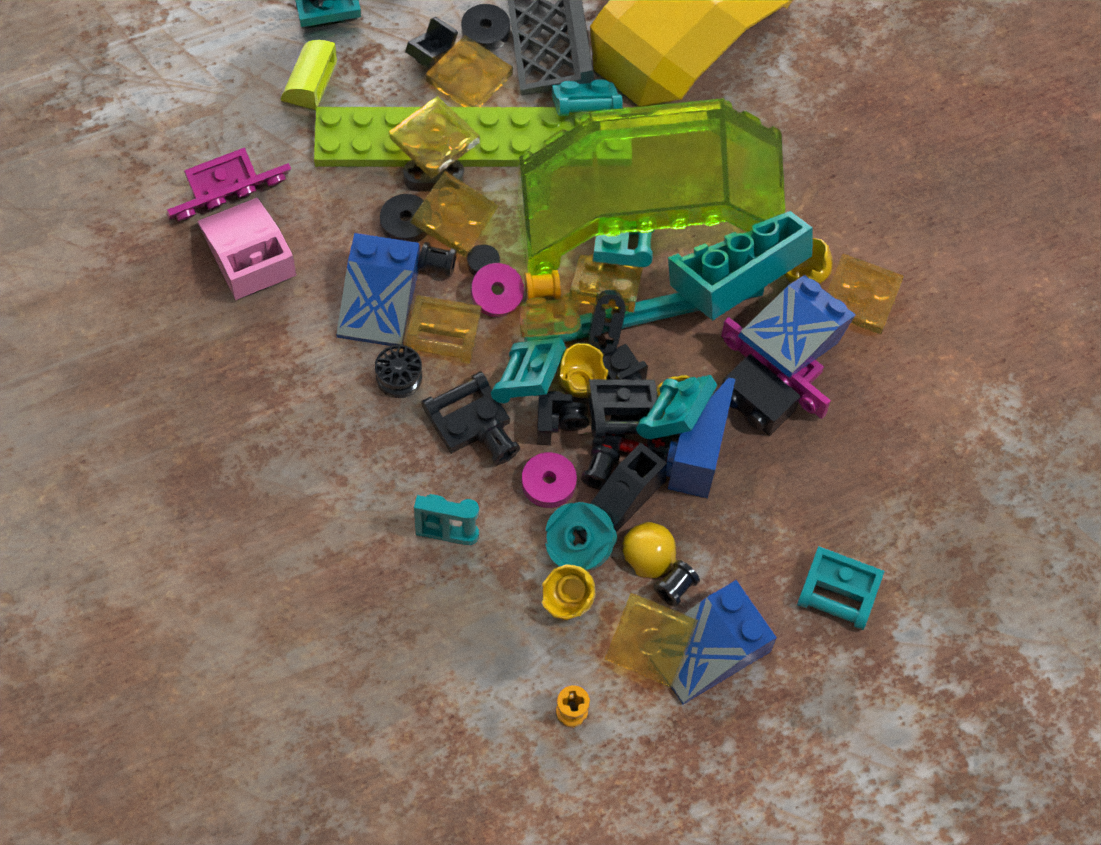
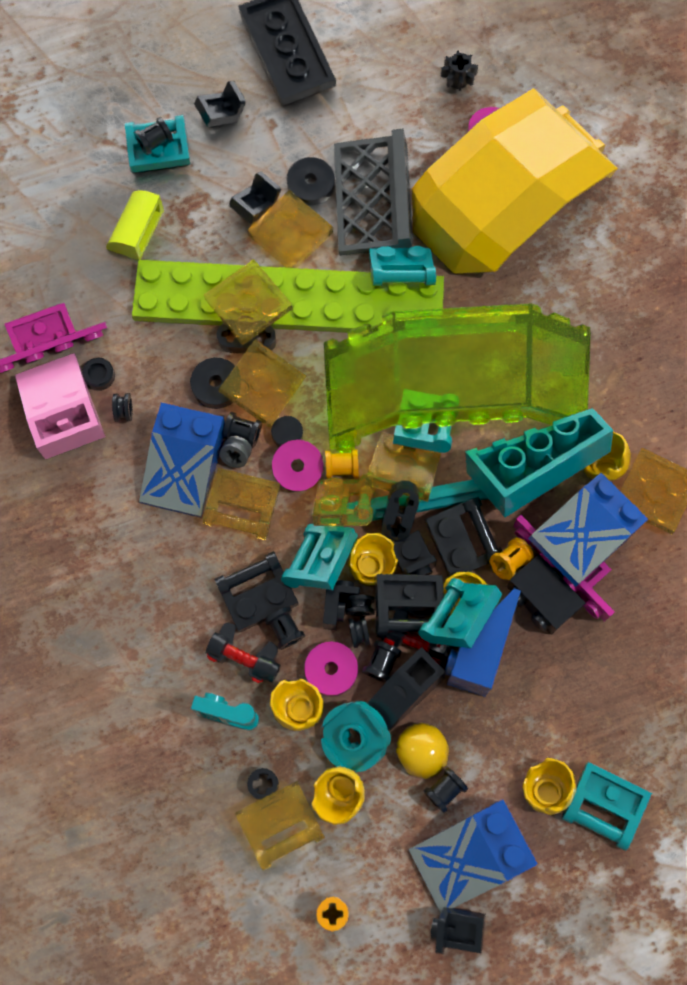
camera: 10 degrees right, 10 degrees up
(285, 216) = (98, 374): none -> black tile
(312, 245) = (122, 407): none -> black bush
(399, 372) = (195, 546): black wheel -> none
(428, 288) = (239, 445): none -> dark grey bush
(478, 479) = (261, 667): none -> black piece
(498, 597) = (255, 776): none -> black bush
(505, 617) = (274, 815): none -> clear yellow plate
(517, 512) = (296, 704): none -> yellow hair
(574, 441) = (359, 632): none -> black bush
(651, 639) = (415, 851): clear yellow plate -> none
(662, 350) = (453, 541): none -> black plate
(703, 713) = (458, 930): none -> black bracket
(722, 360) = (511, 558): none -> light orange bush
(782, 571) = (549, 786): none -> yellow hair

